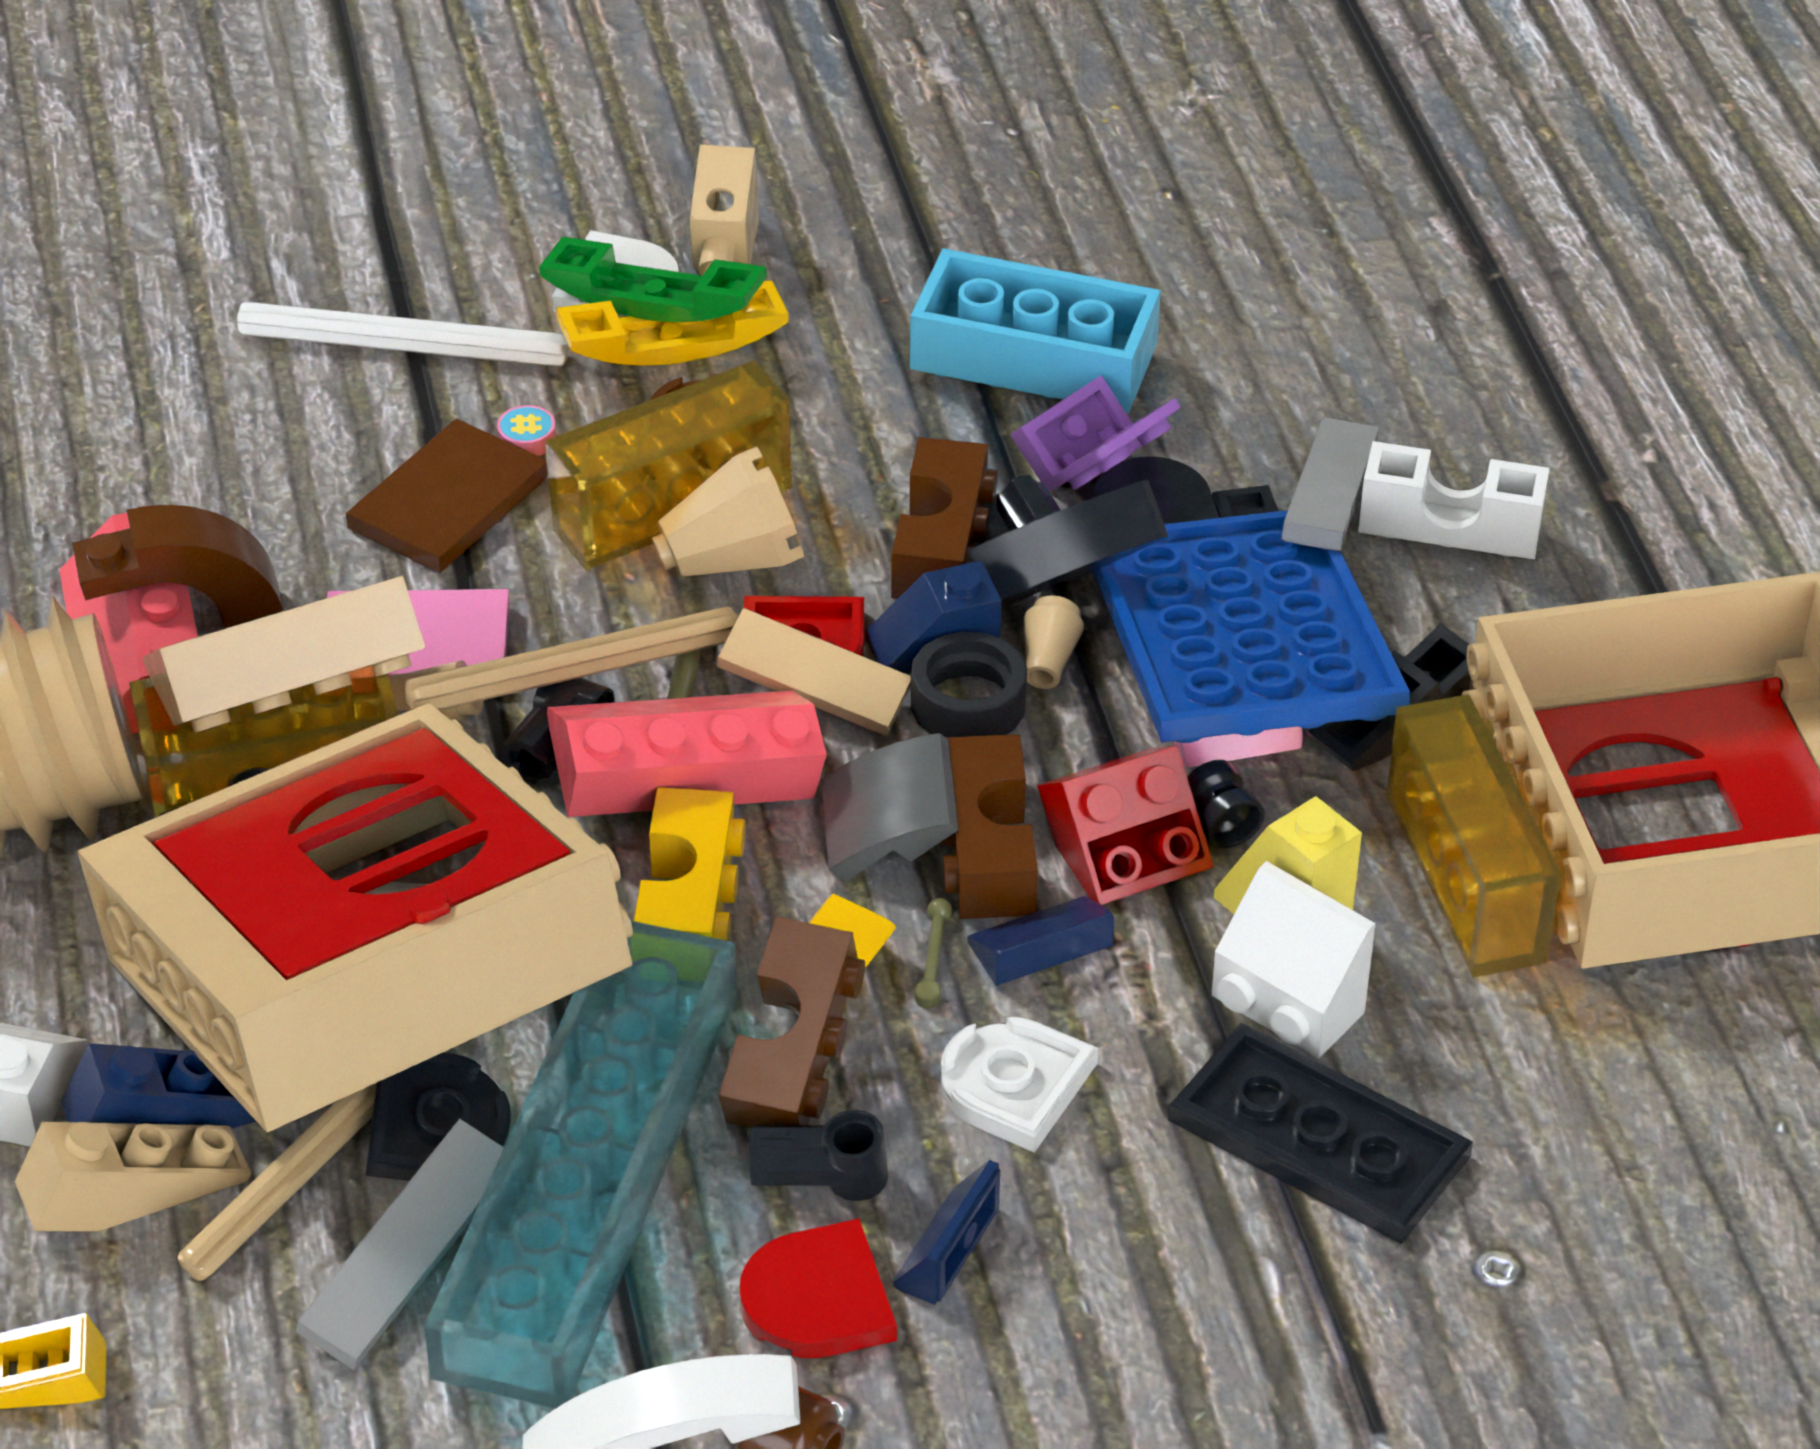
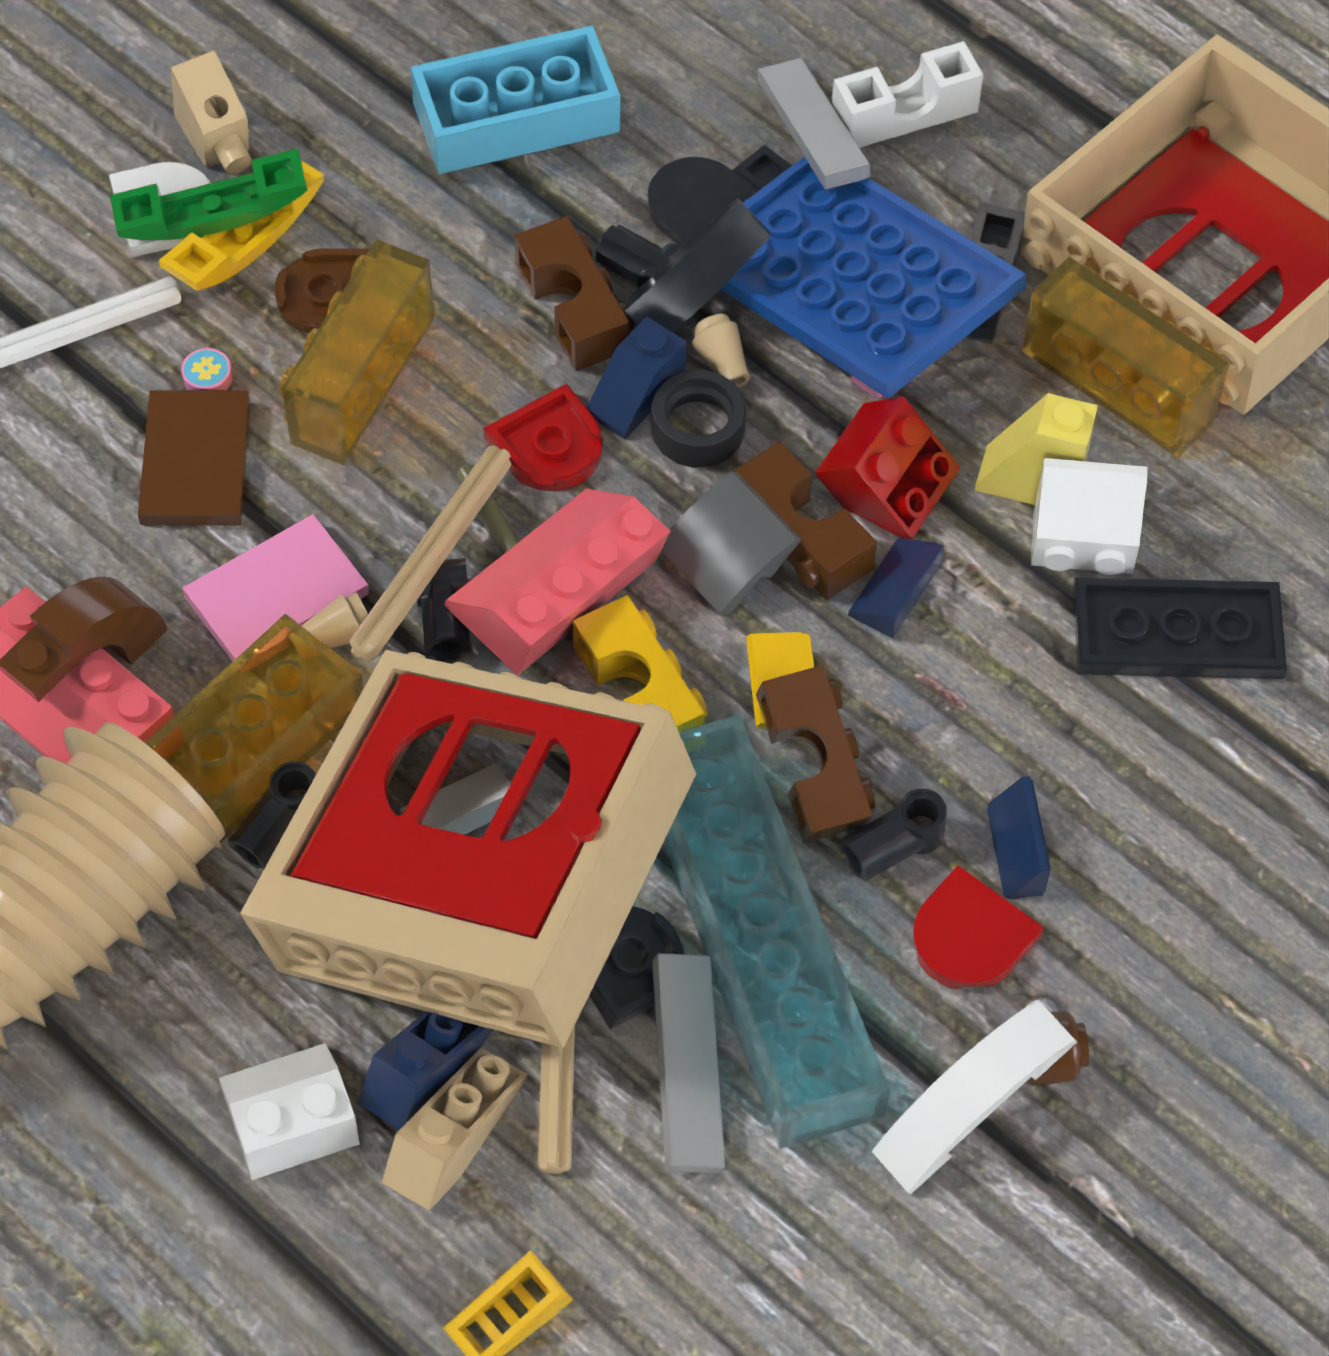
camera: 35 degrees left, 15 degrees up
(286, 652) = (243, 667): tan slope -> none
(729, 523) = (437, 374): tan cone -> none
(815, 670) = (589, 464): tan tile -> none
(928, 991) = (856, 668): olive hinge -> none
(1014, 1077) = (962, 701): white tile -> none
(1086, 435) = (625, 175): medium lavender bracket -> none
(1223, 804) = (943, 417): black wheel -> none

